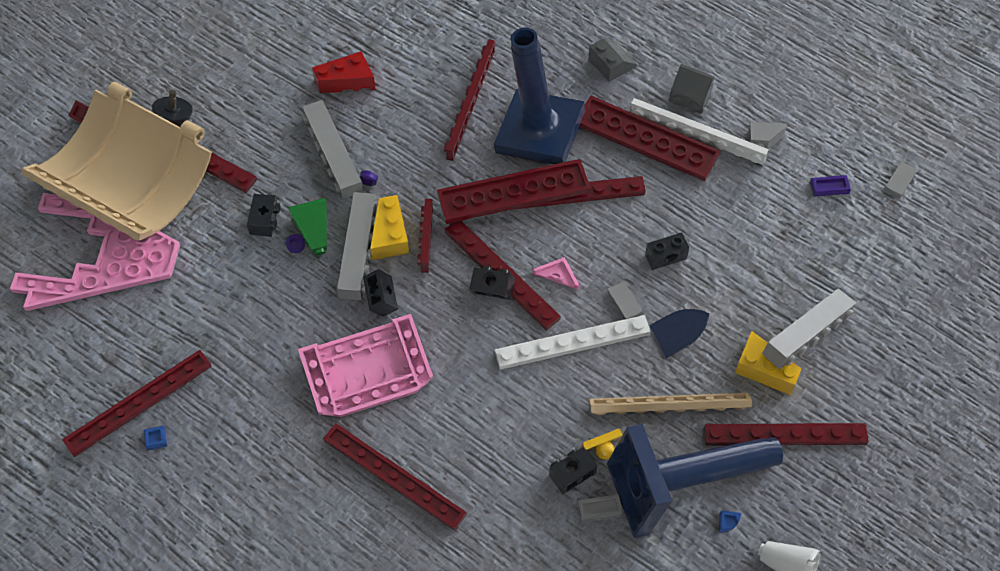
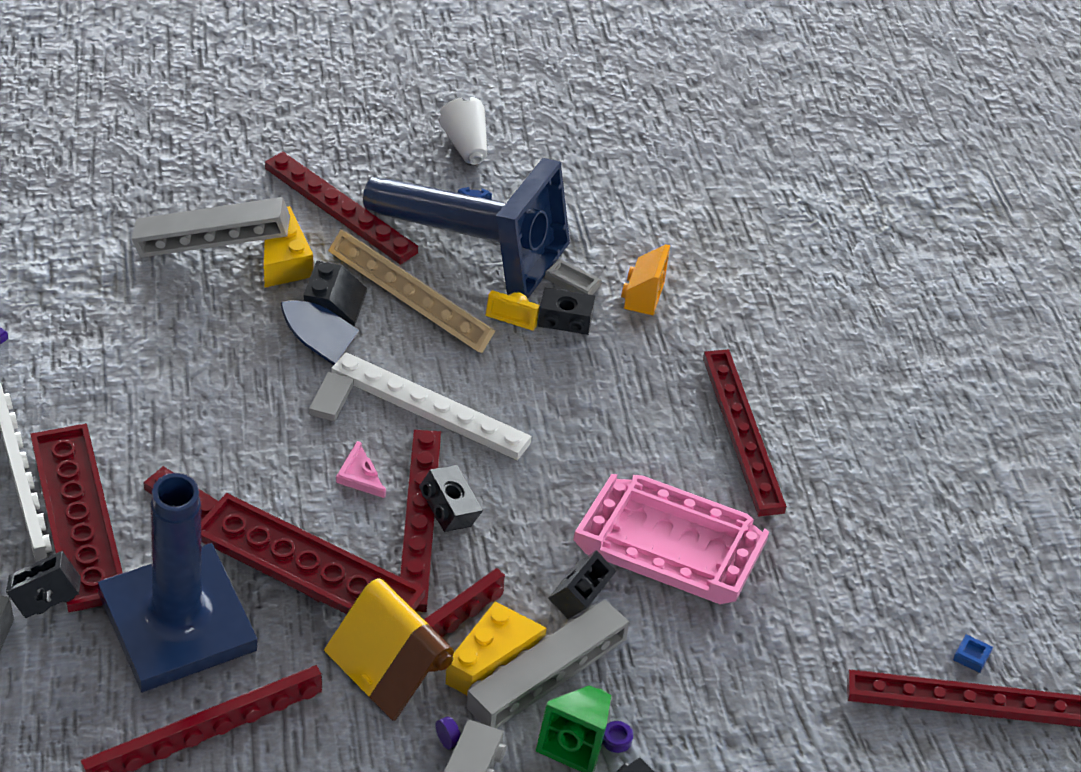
camera: 140 degrees left, 15 degrees down
(429, 184) = (387, 648): none -> yellow door
(549, 534) = (646, 281): none -> light orange slope
(604, 84) = (43, 585): none -> black brick
(667, 251) = (231, 393): black brick -> none
(702, 360) = (336, 290): none -> black slope

